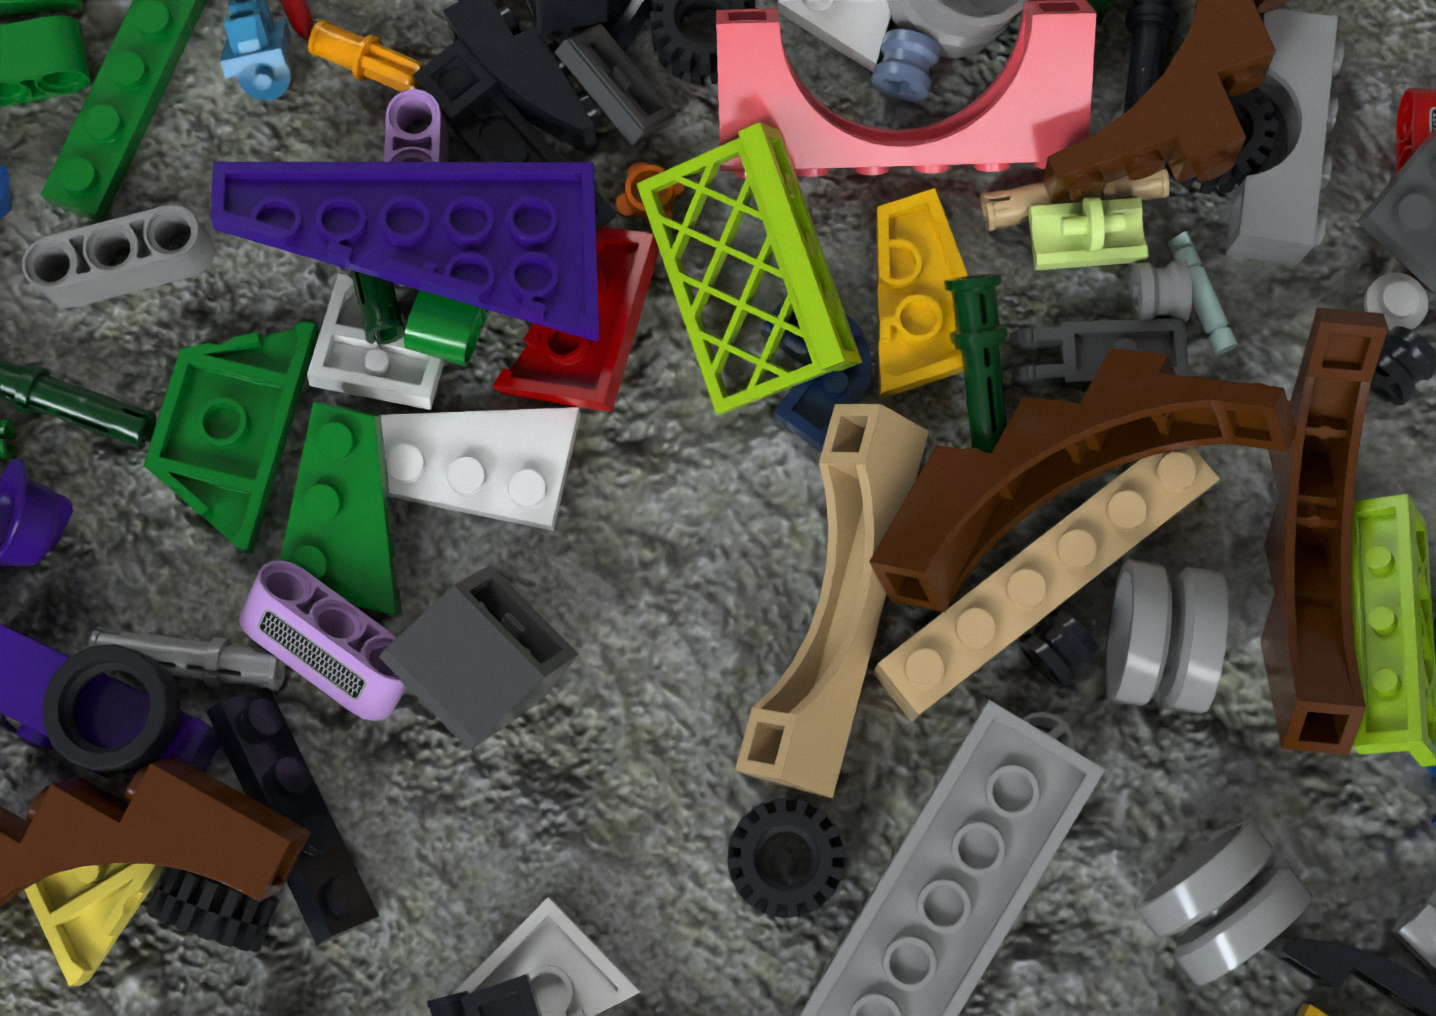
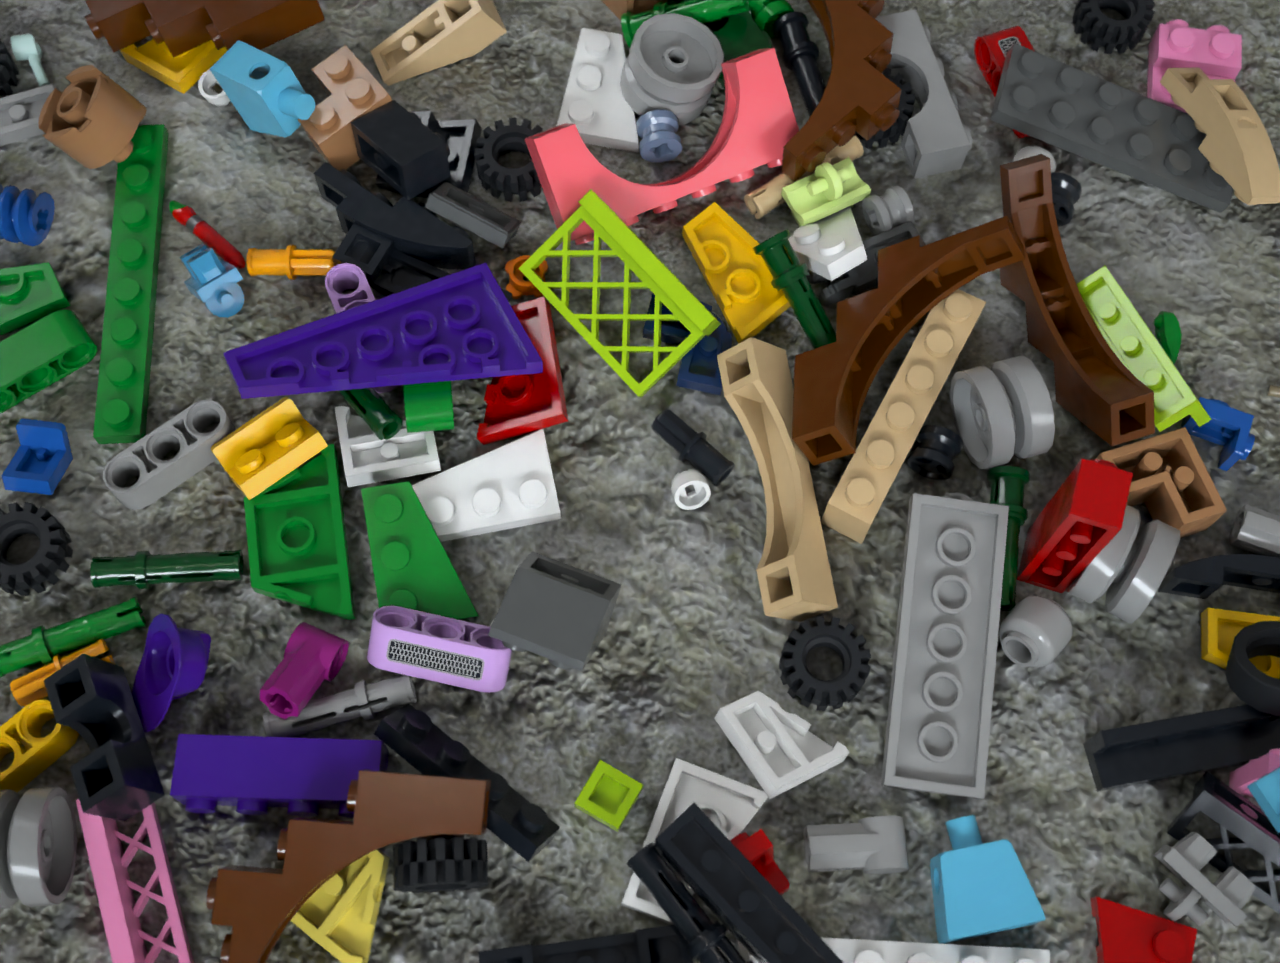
camera: 30 degrees left, 10 degrees down
(64, 692) = (278, 728): black tyre -> none
(173, 585) = (307, 661): none -> magenta piece
(234, 297) = (268, 447): none -> yellow bracket
(450, 905) = (608, 795): none -> lime plate
(678, 933) = (776, 743): none -> white wing
(725, 575) = (695, 498): none -> white hinge
(754, 508) = (692, 447): none -> black axle
(1055, 310) = (830, 245): none -> white wing
(1069, 936) = (1035, 632): none -> light grey head
(1120, 755) = (1008, 490): none -> dark green pin
(1171, 838) = (1075, 525): none -> red brick
(1203, 296) = (922, 213): light aqua wheel -> none
(1345, 815) = (1170, 481): none -> medium nougat brick

